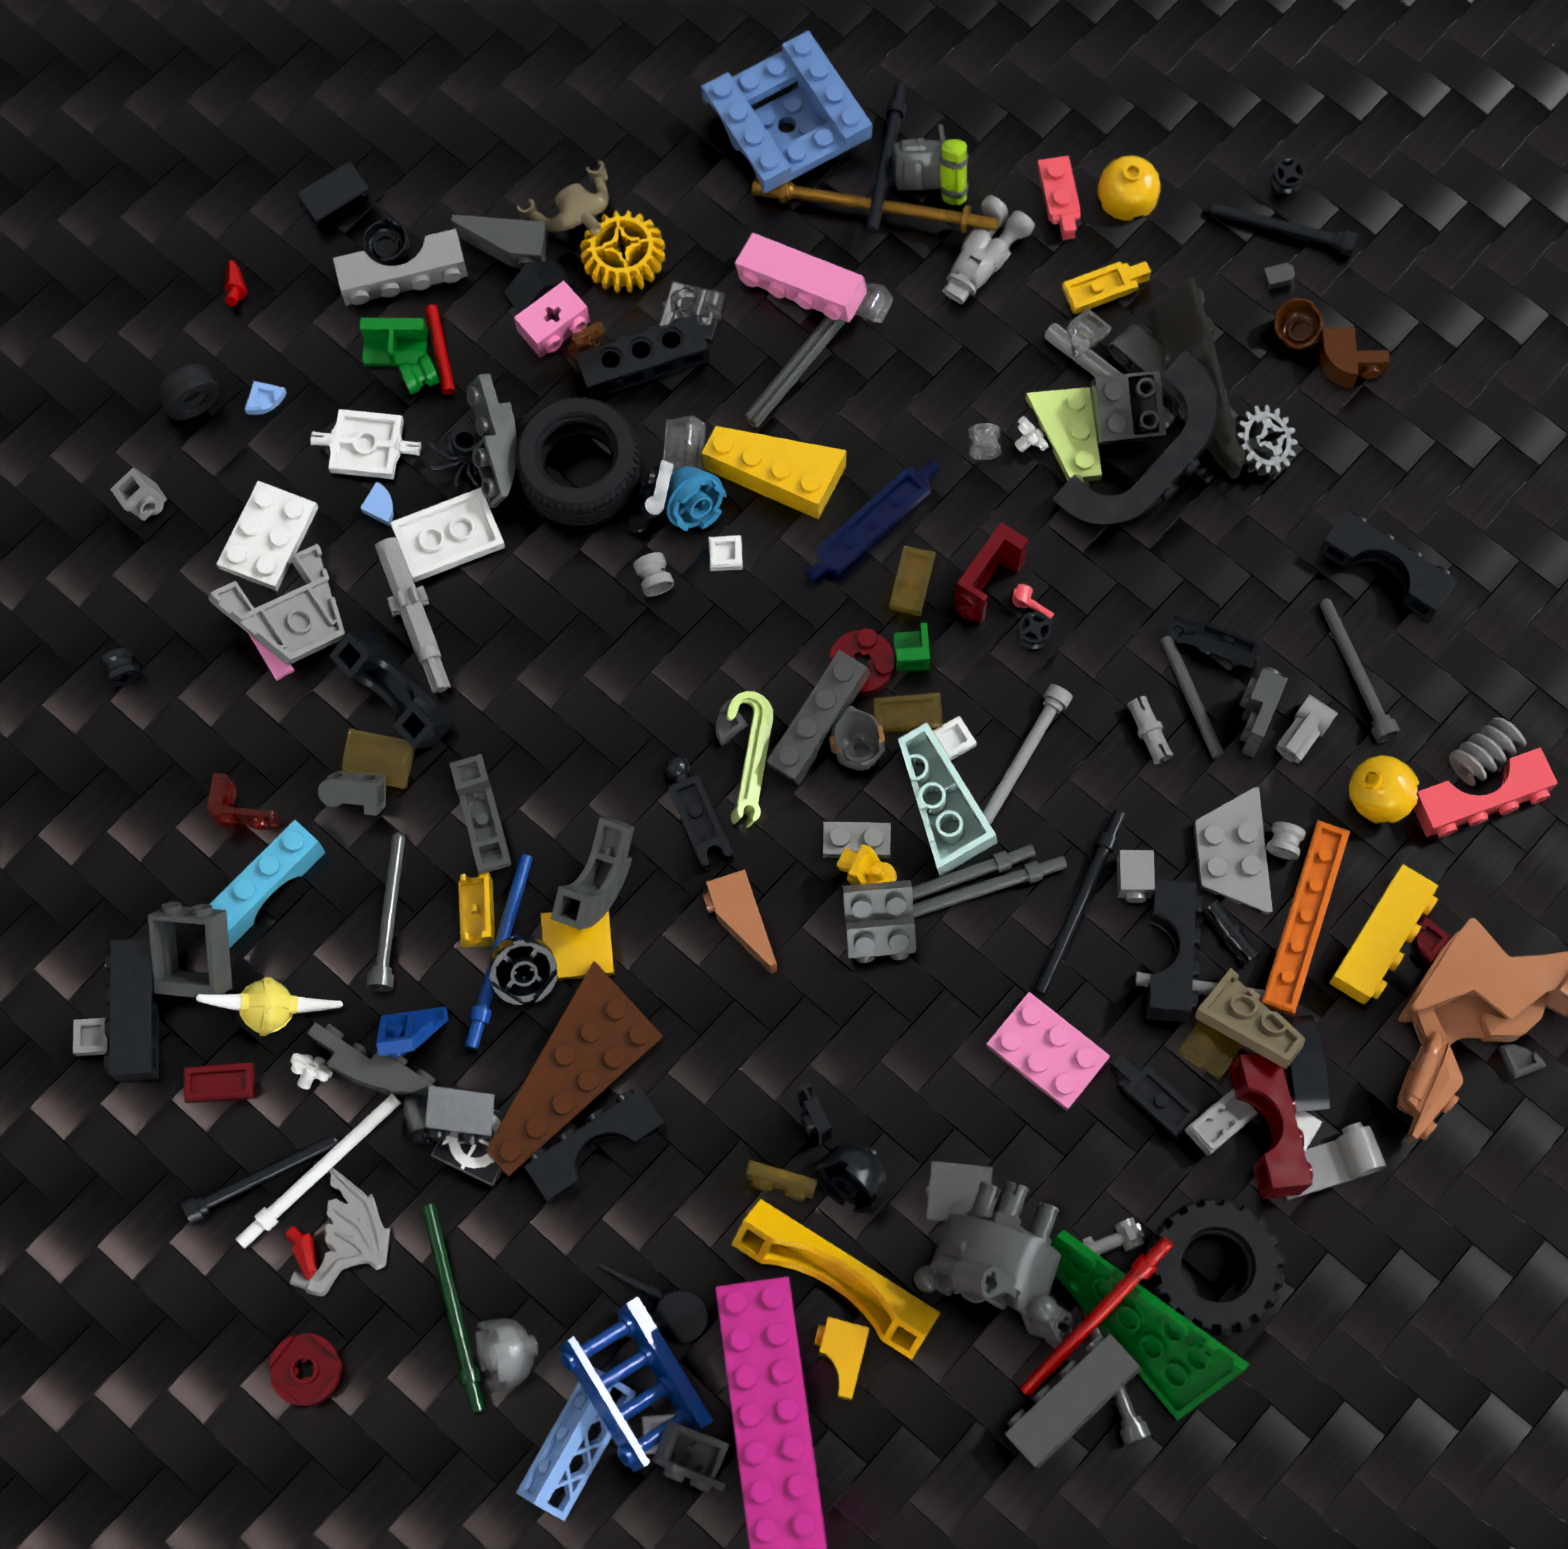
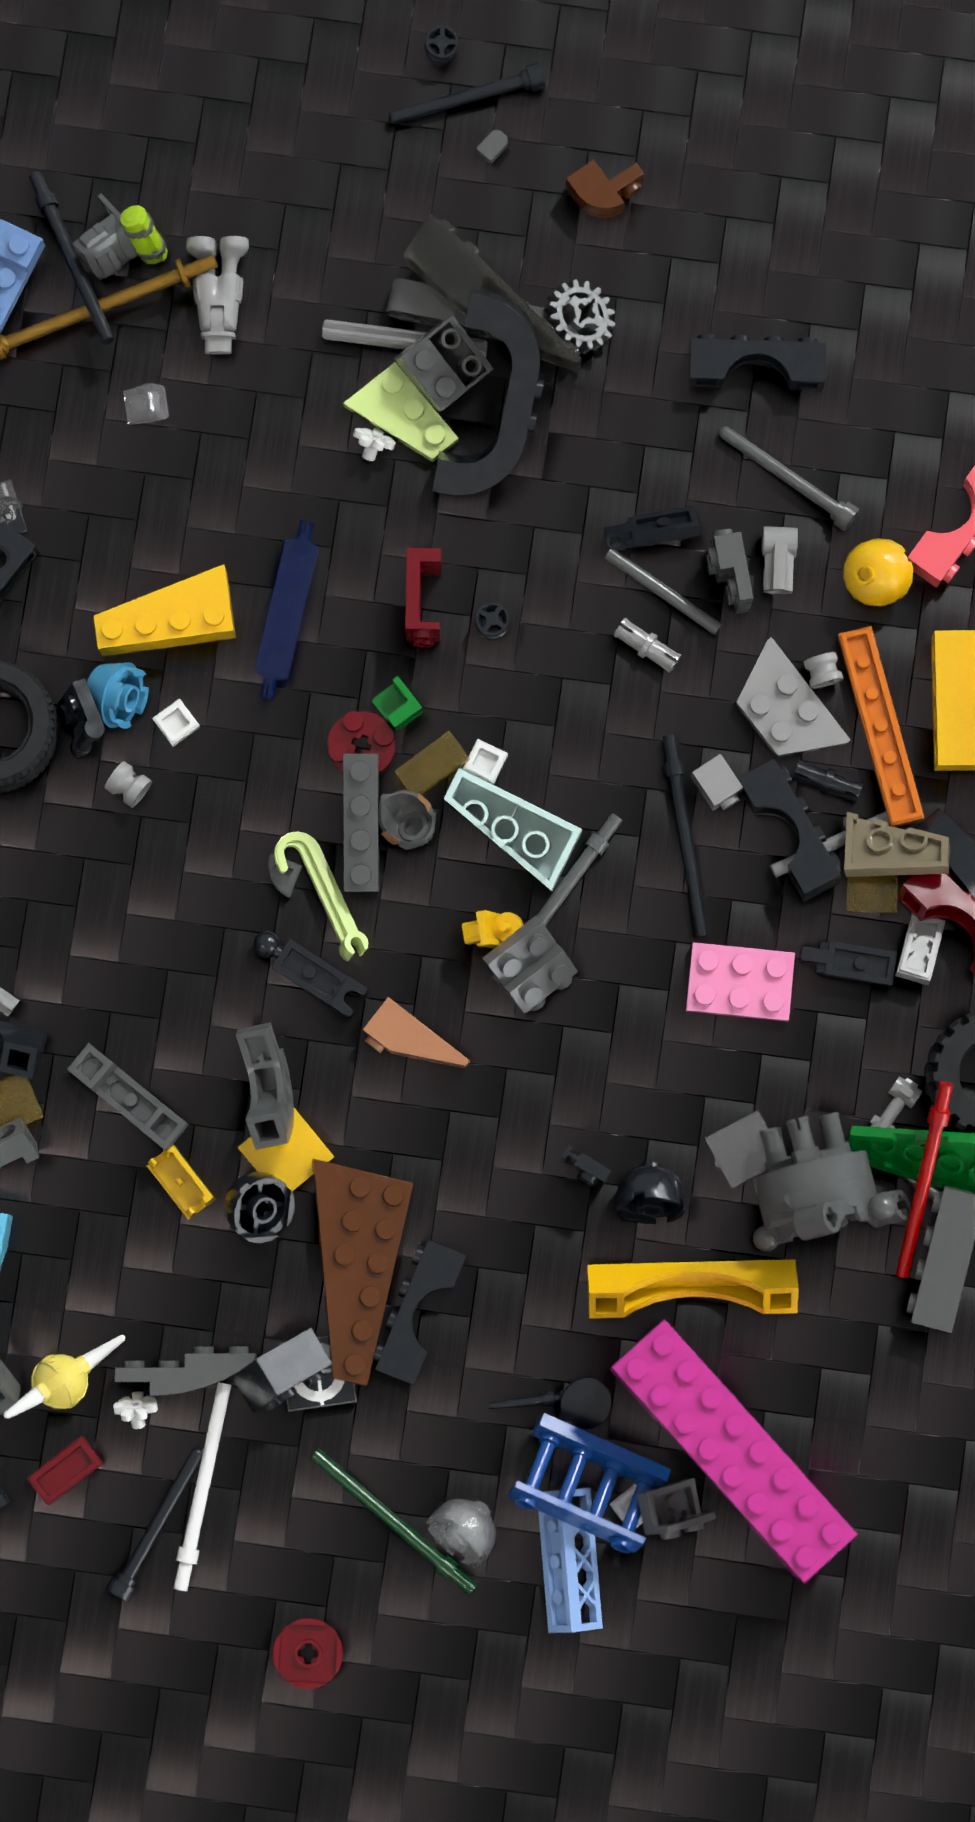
camera: 35 degrees left, 10 degrees up
(303, 1250) = (237, 1559): red bar -> none
(354, 1234) = (269, 1518): light grey animal -> none
(380, 975) = (138, 1290): dark grey piece -> none
(408, 1030) = (197, 1322): blue wing -> none
(481, 1013) = (246, 1265): blue bar -> none
(684, 442) = (72, 648): clear slope -> none
(792, 371) = (121, 506): dark grey axle -> none
(795, 1185) = (608, 1234): clear yellow plate -> none
(800, 278) = (71, 425): bright pink brick -> none
(844, 1347) = (738, 1340): yellow arch -> none
(853, 834) = (461, 905): light grey plate -> none
(912, 580) = (357, 643): clear yellow plate -> none
(984, 441) = (336, 473): clear wheel -> none
(1022, 599) = (461, 595): coral hand -> none
(1031, 872) = (627, 838): dark grey bar -> none
(1055, 700) = (550, 672): light grey piece -> none
(1060, 194) = (248, 190): coral hinge -> none
(1086, 332) = (358, 312): clear tile -> none
(1104, 285) = (345, 256): yellow hinge -> none
(1129, 188) = (307, 146): yellow cylinder -> none
(1298, 323) = (541, 185): reddish brown hair -> none
(1484, 749) = (939, 480): light grey piece -> none

